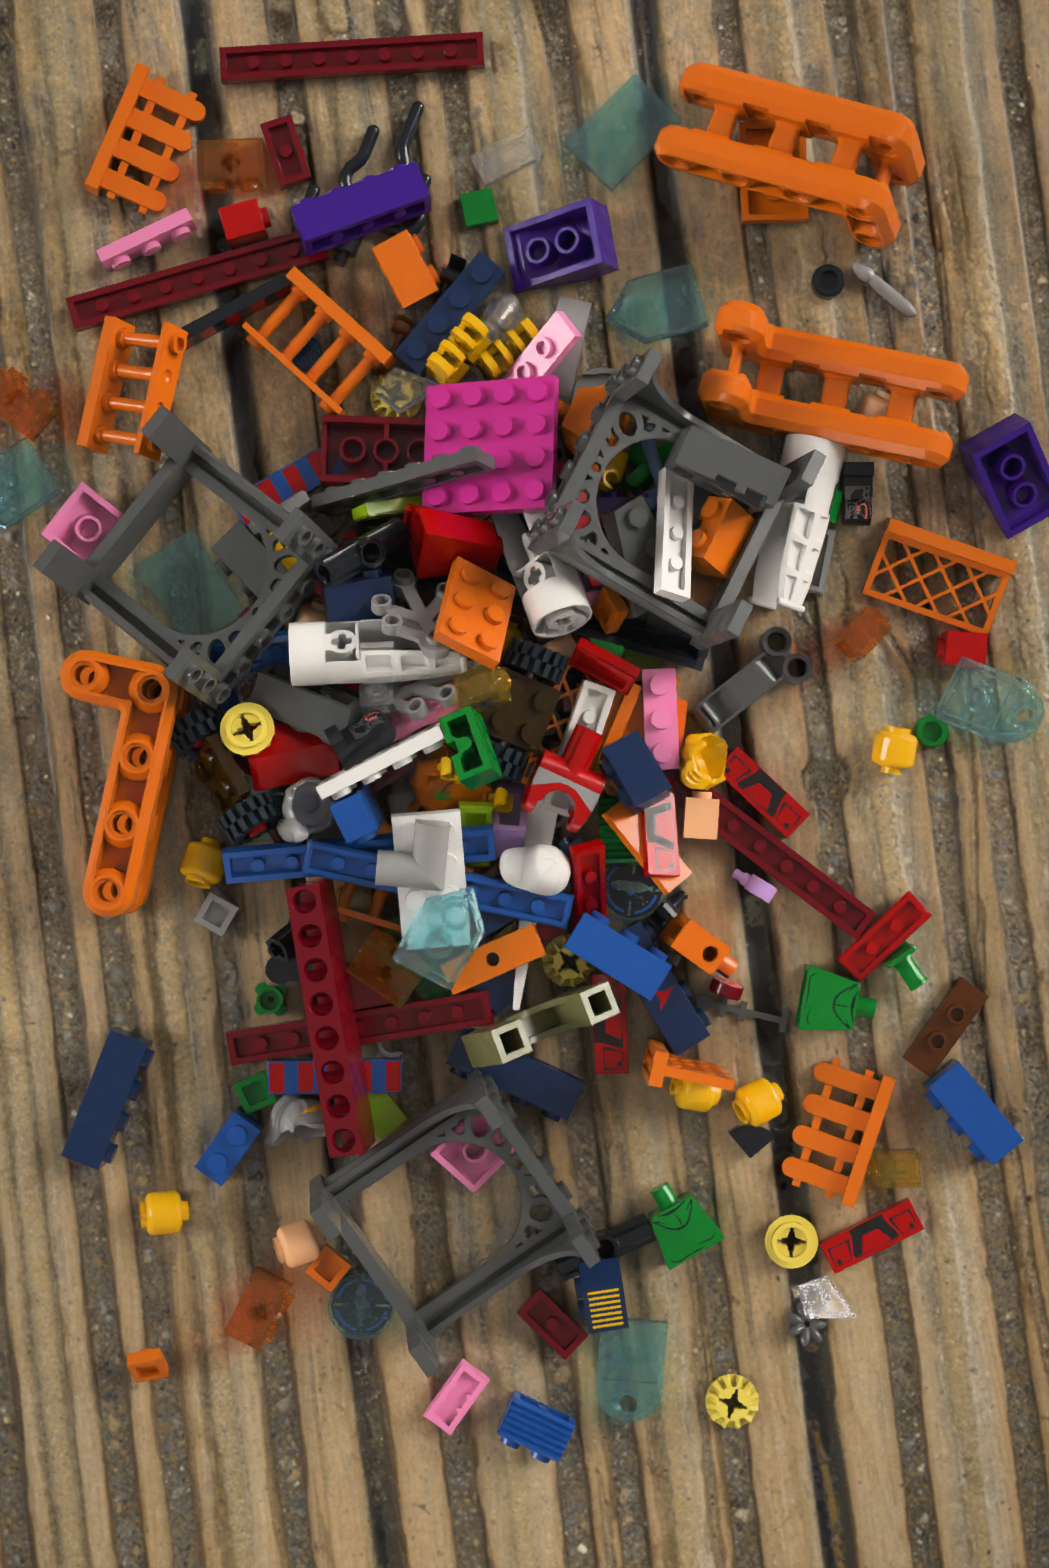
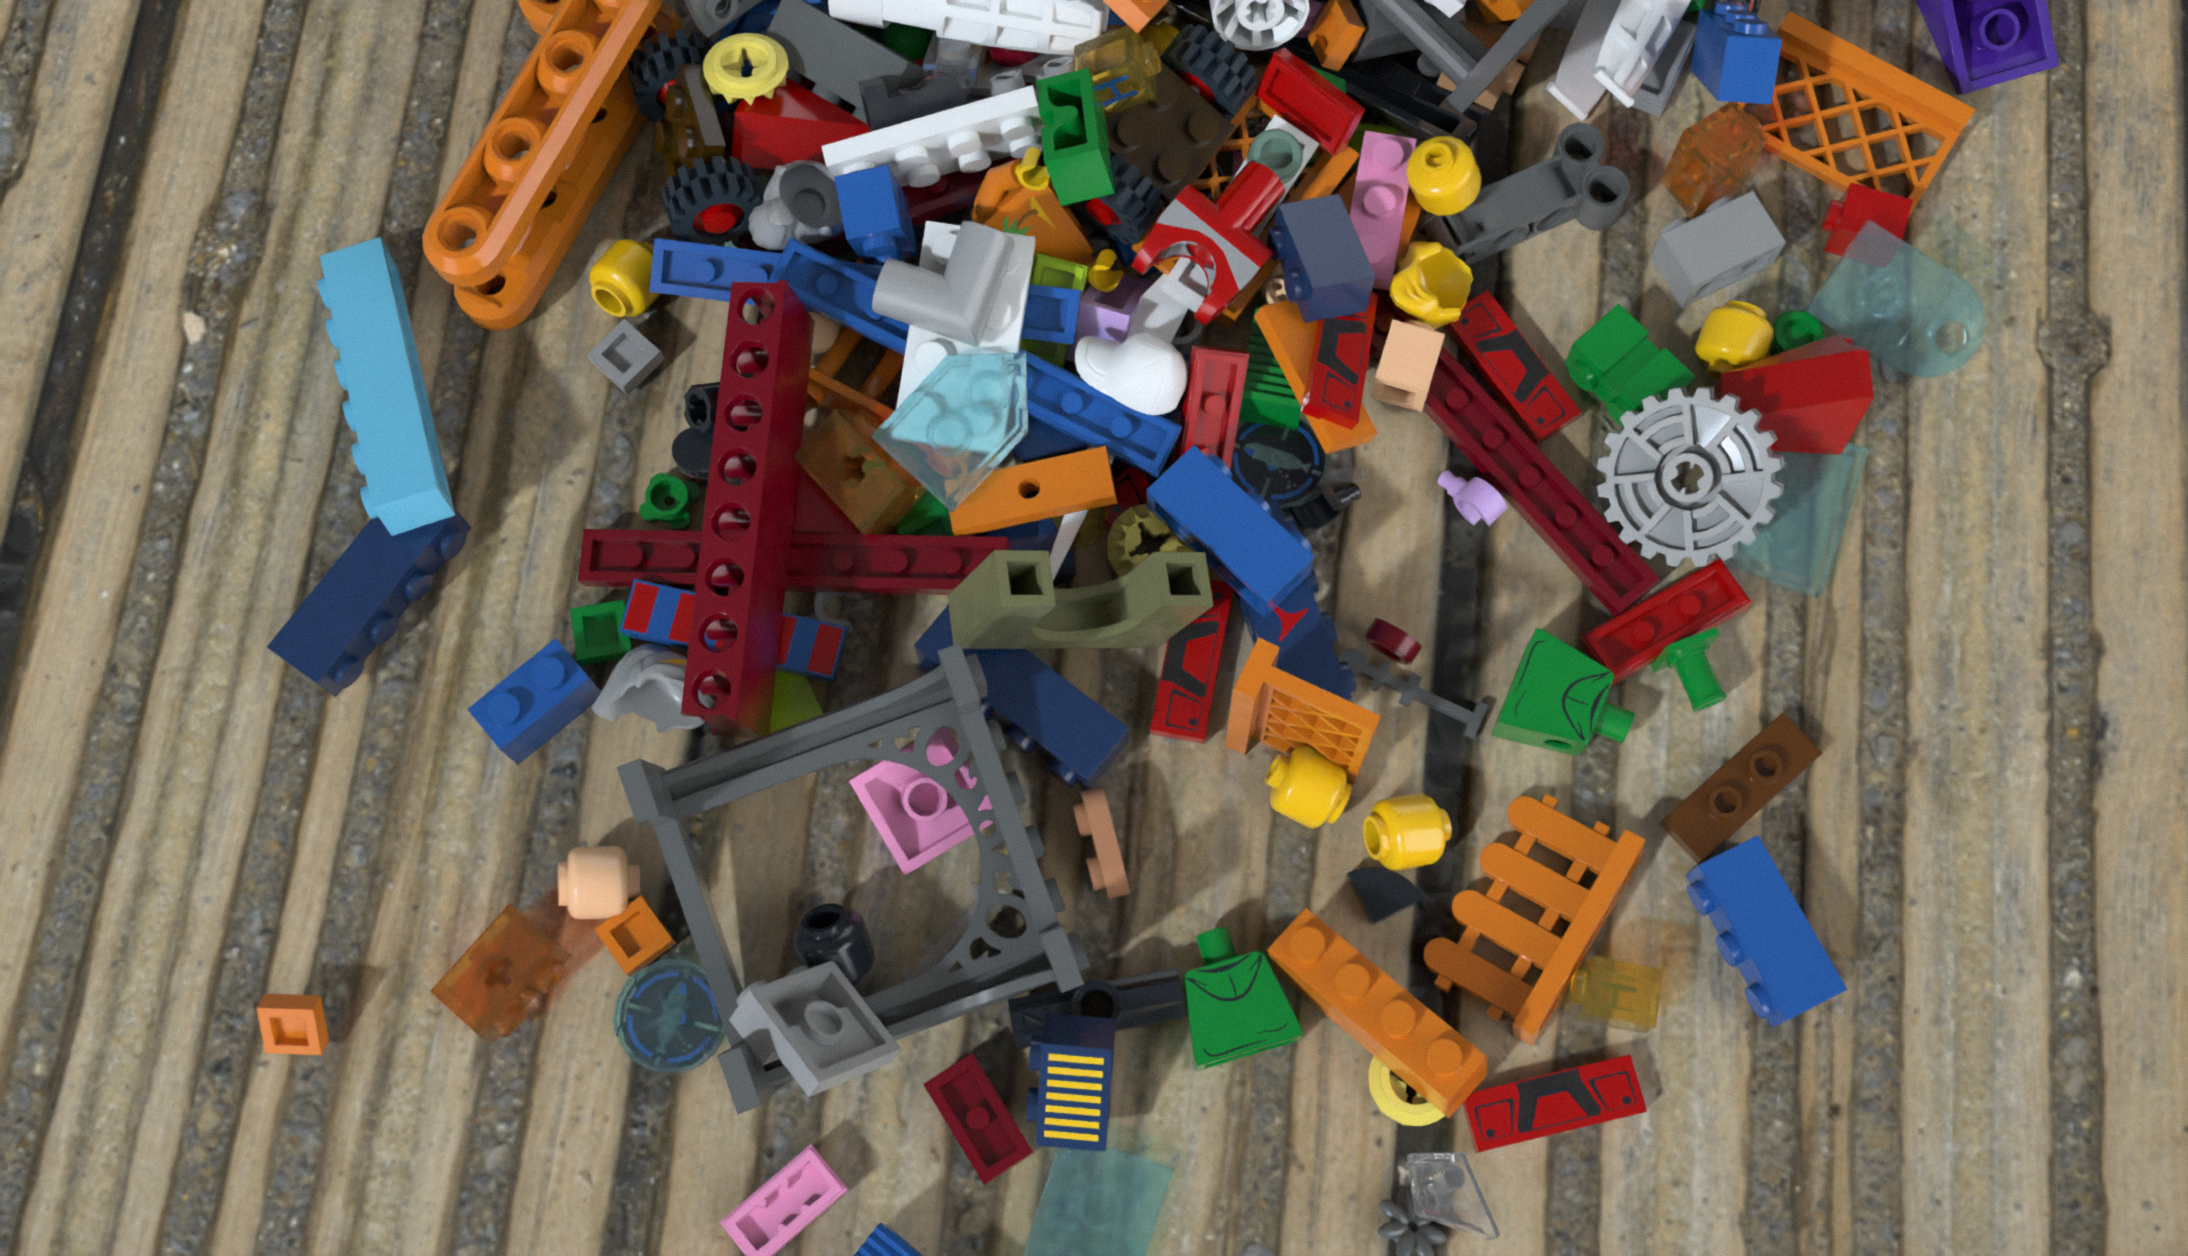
camera: 15 degrees right, 15 degrees down
(78, 976) = (384, 387): none -> medium azure brick
(163, 1212) = (398, 782): yellow head -> none
(446, 1250) = (835, 935): none -> black head
(452, 1310) = (814, 1027): none -> light grey plate
(576, 1137) = (1107, 866): none -> nougat plate
(591, 710) = (1278, 152): none -> sand green tile
(692, 939) = (1359, 540): orange torso -> none
(697, 684) = (1443, 175): none -> yellow head
(763, 1216) = (1378, 1013): none -> orange brick
(833, 782) = (1623, 365): none -> green brick
(862, 566) = (1735, 54): none -> blue brick
(873, 686) = (1716, 248): none -> light grey brick
(889, 829) = (1730, 494): none -> light grey piece
(935, 783) = (1806, 394): none -> red slope
(946, 842) = (1808, 522): none -> clear light blue tile

